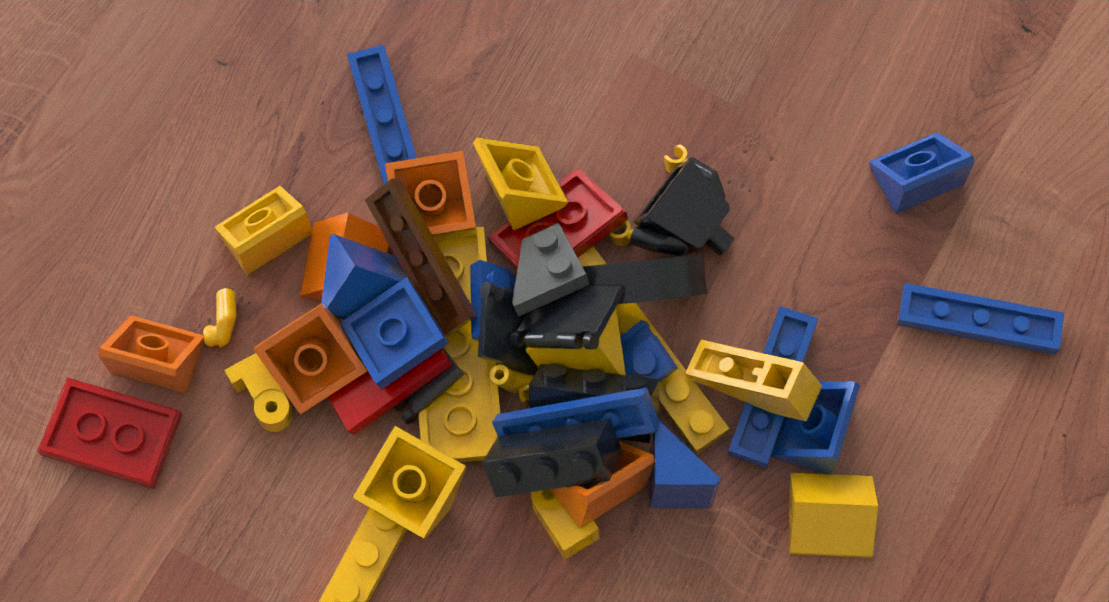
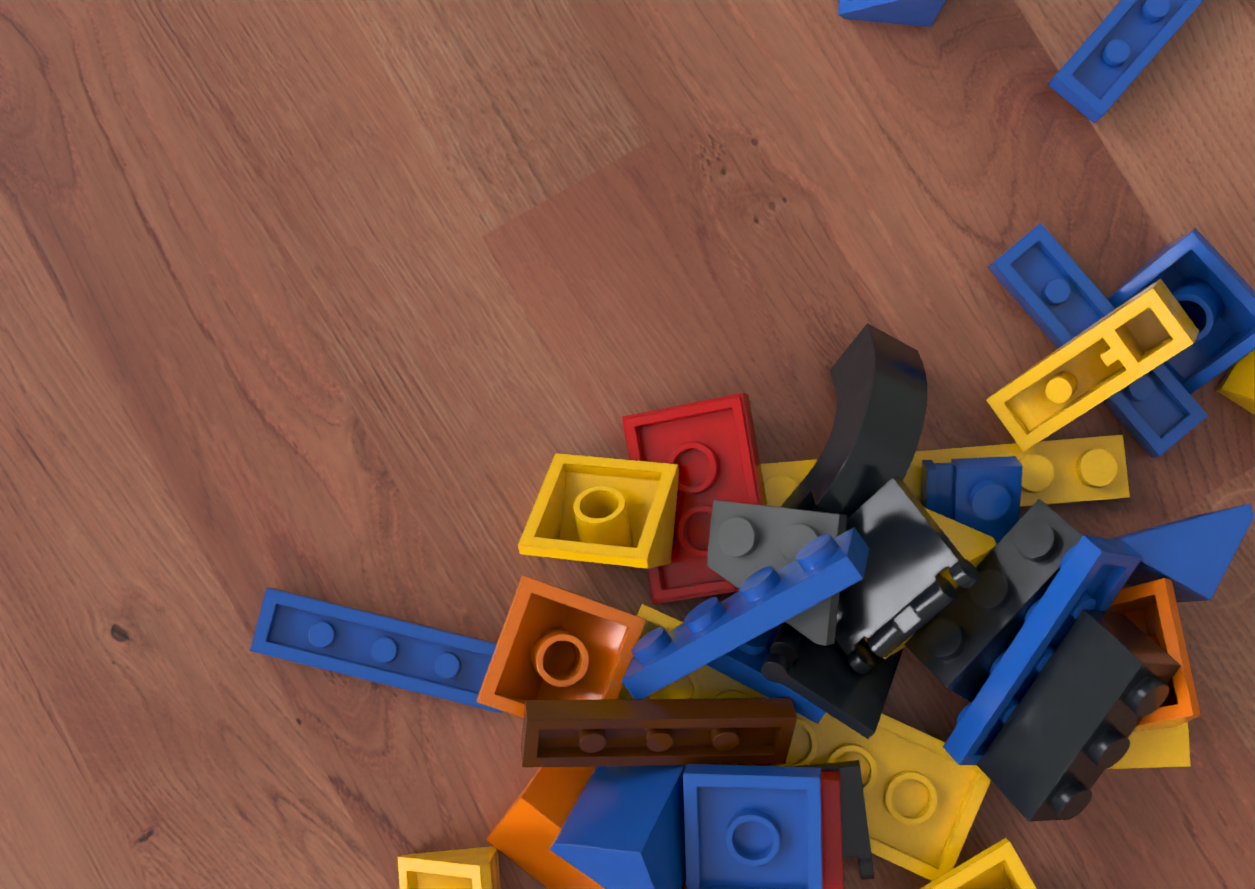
camera: 65 degrees left, 15 degrees up
(512, 381) = (909, 675): yellow arm -> none
(519, 259) = (761, 604): none -> blue plate
(682, 211) = (781, 309): black torso -> none

